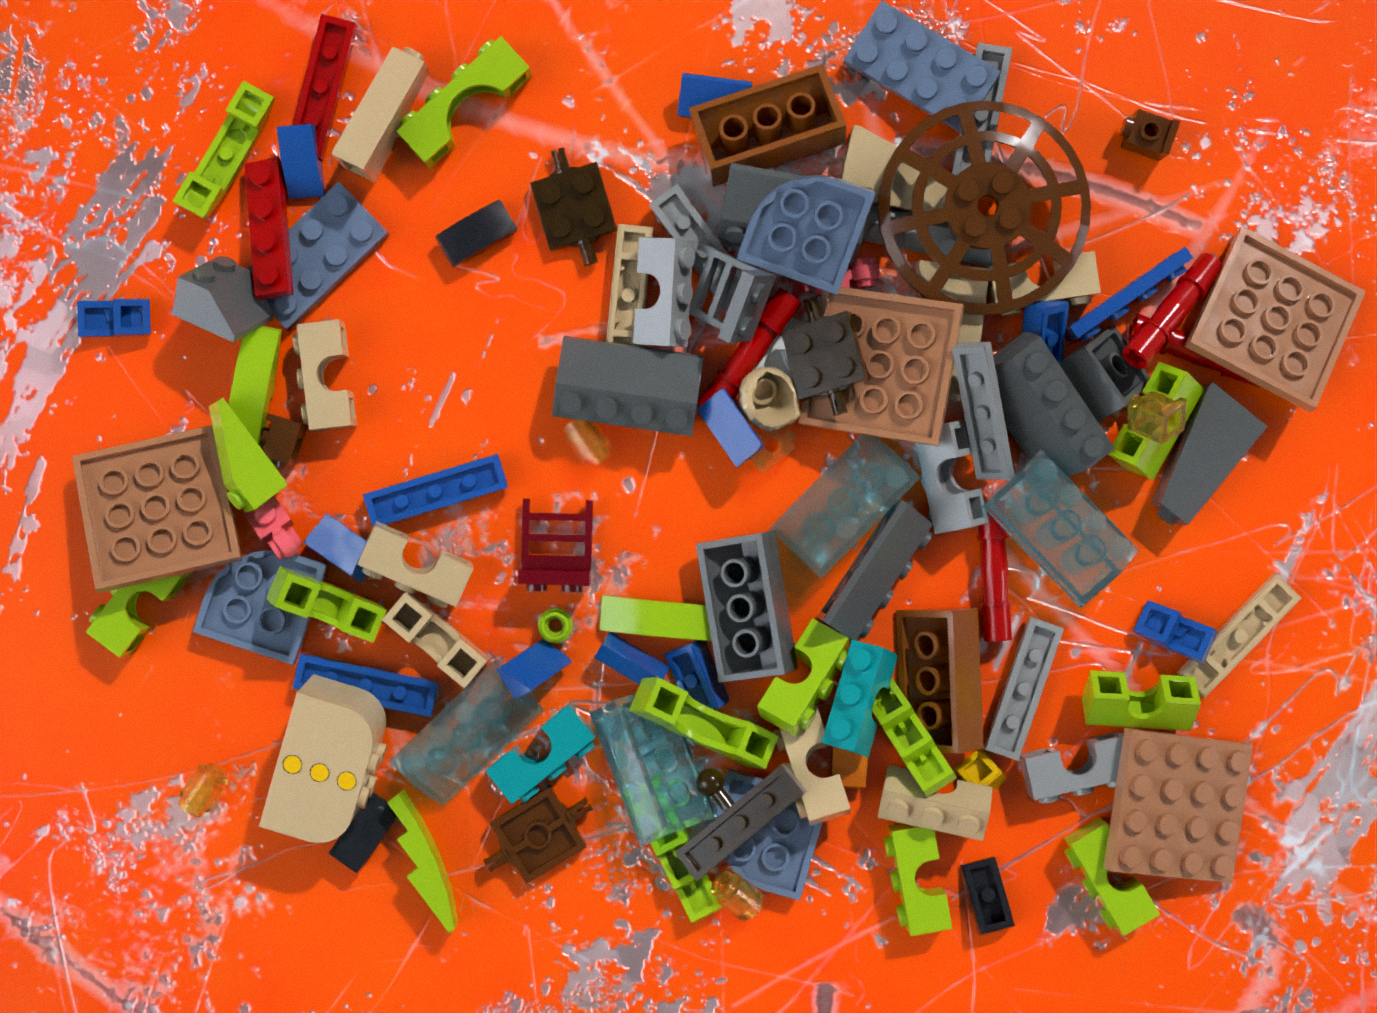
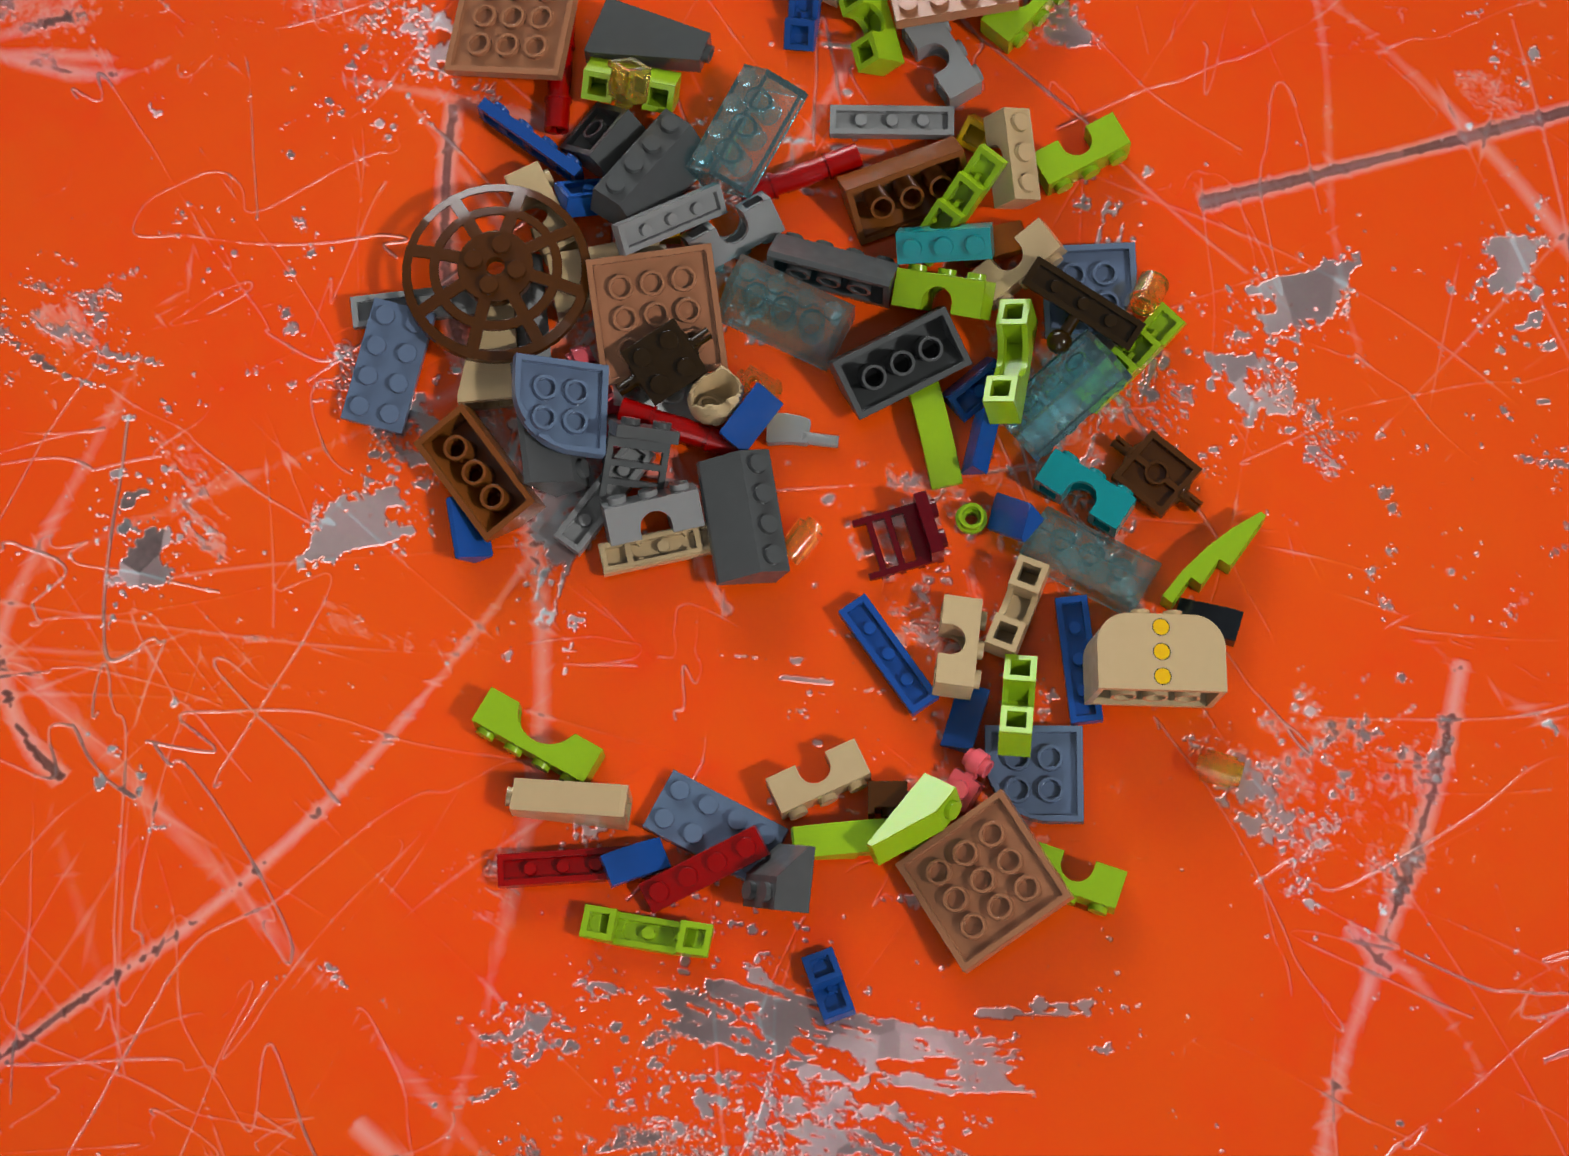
camera: 105 degrees left, 15 degrees down
(475, 233) = (650, 693): black slope -> none
(574, 206) = (600, 618): dark brown plate -> none
(712, 474) = (795, 430): none -> light grey piece
(987, 896) = (1078, 97): black slope -> none
(1140, 143) = (389, 155): reddish brown brick -> none
(1172, 311) = (534, 99): red piece -> none

